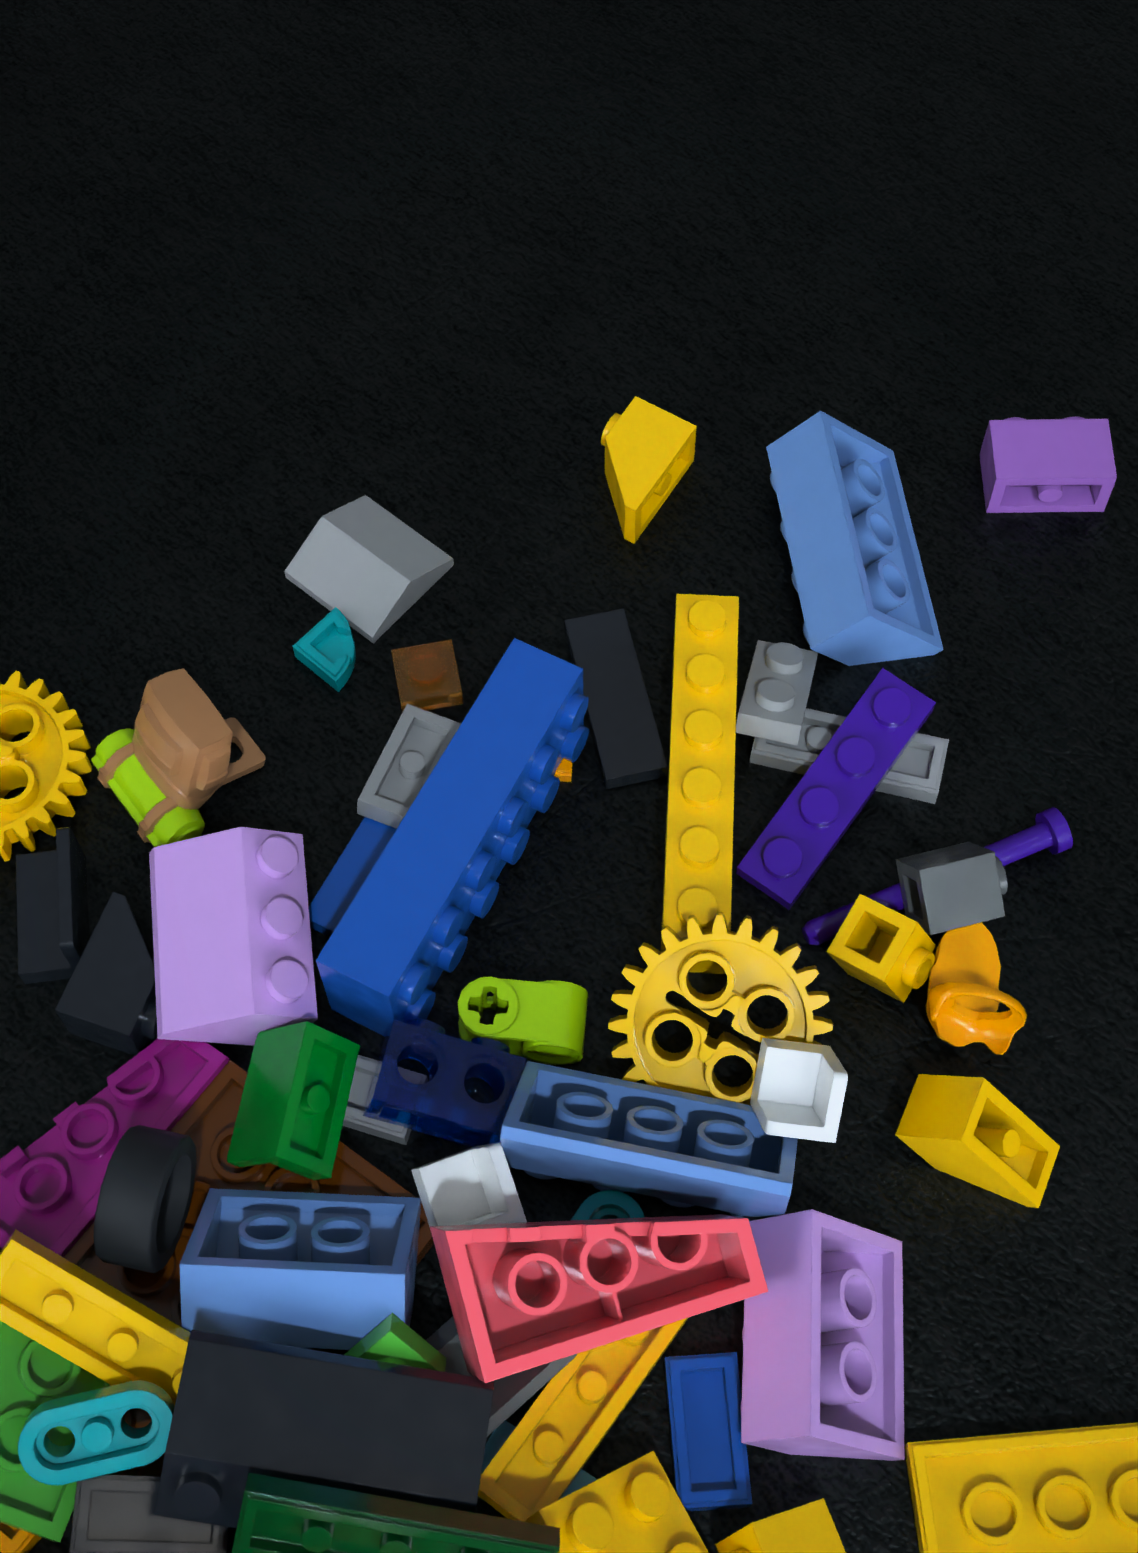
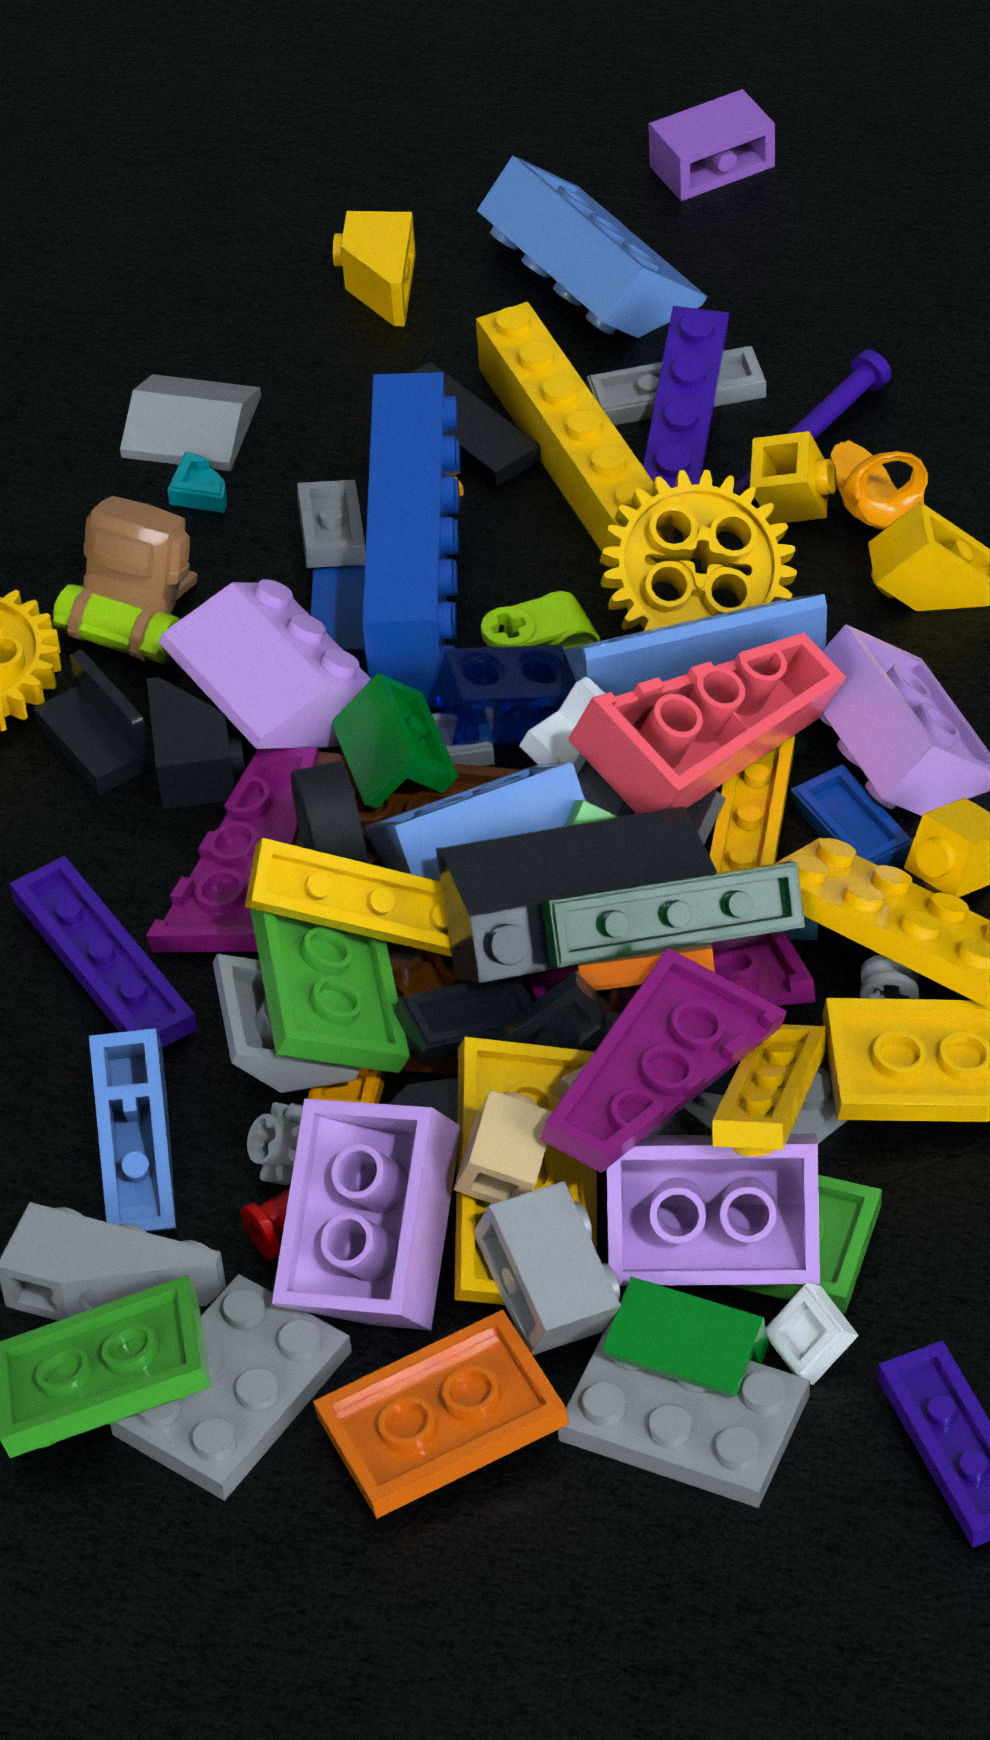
camera: 25 degrees left, 15 degrees down
(101, 1434) = (396, 959): teal plate -> none
(427, 675) = (292, 464): clear orange plate -> none
(776, 692) = (599, 359): light grey plate -> none
(798, 1090) = (787, 565): white panel -> none
(952, 887) = (826, 410): dark grey brick -> none

